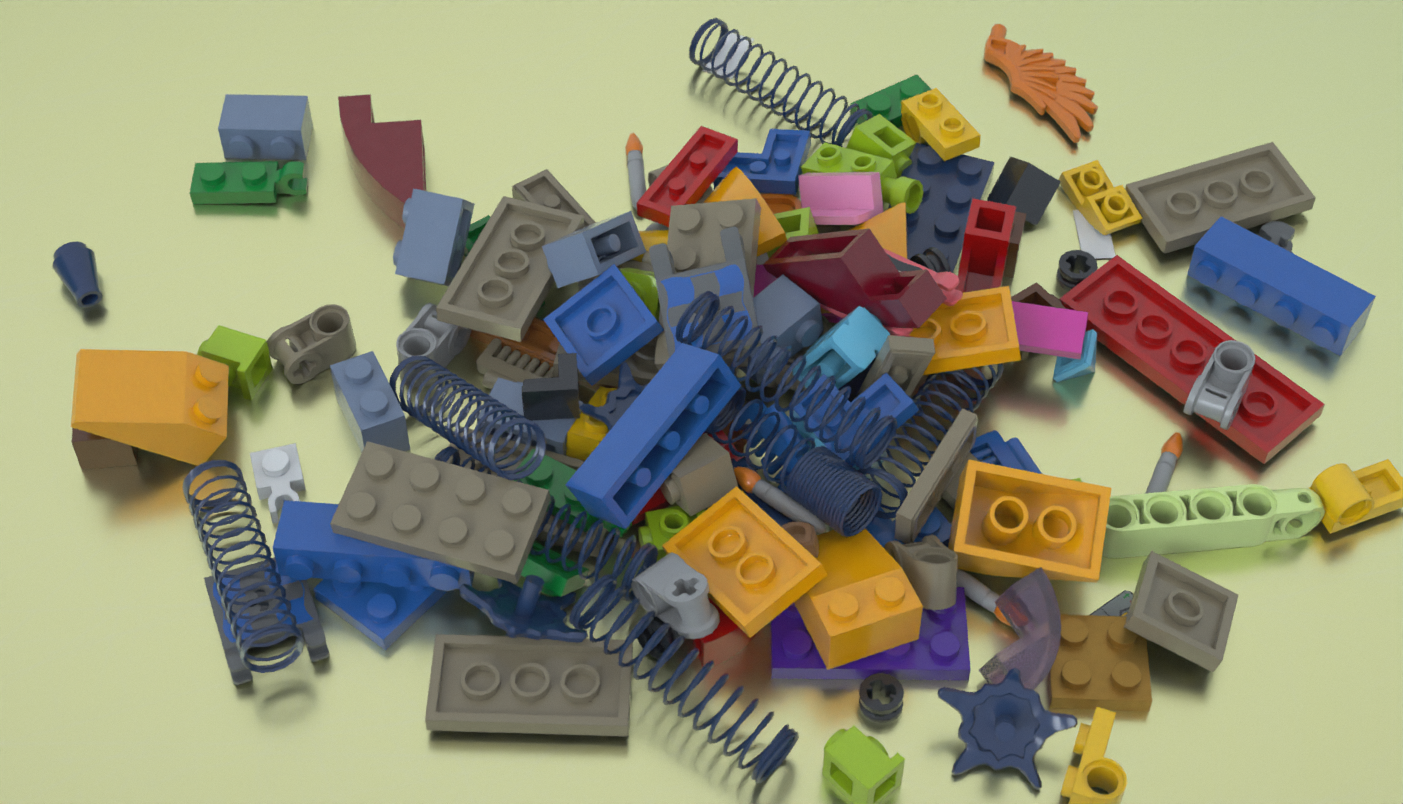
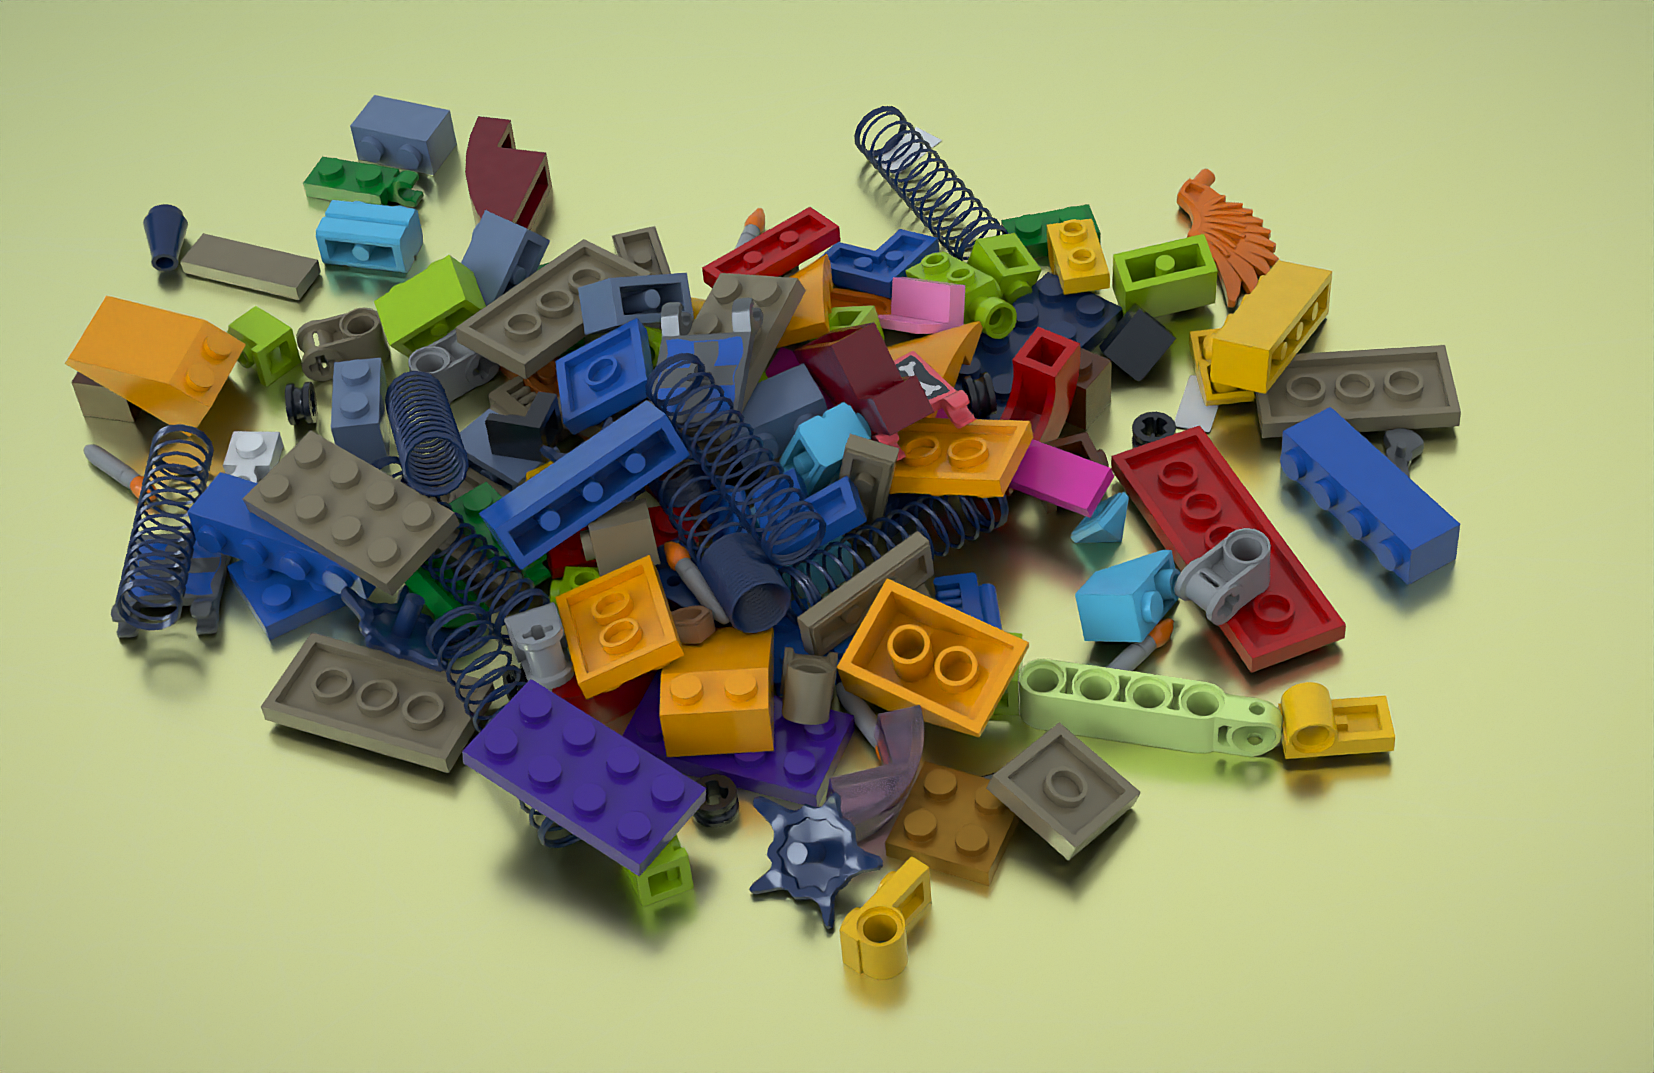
camera: 25 degrees right, 5 degrees down
(177, 285) = (251, 266): none -> dark tan tile
(179, 527) = (116, 469): none -> light grey piece
(284, 232) = (369, 236): none -> medium azure brick
(303, 410) = (301, 403): none -> black bush
(391, 291) = (429, 305): none -> lime brick
(786, 712) = (584, 776): none -> dark purple plate
(1024, 128) = (1166, 276): none -> lime brick
(1135, 155) = (1269, 326): none -> yellow brick
(1144, 424) = (1127, 598): none -> medium azure slope

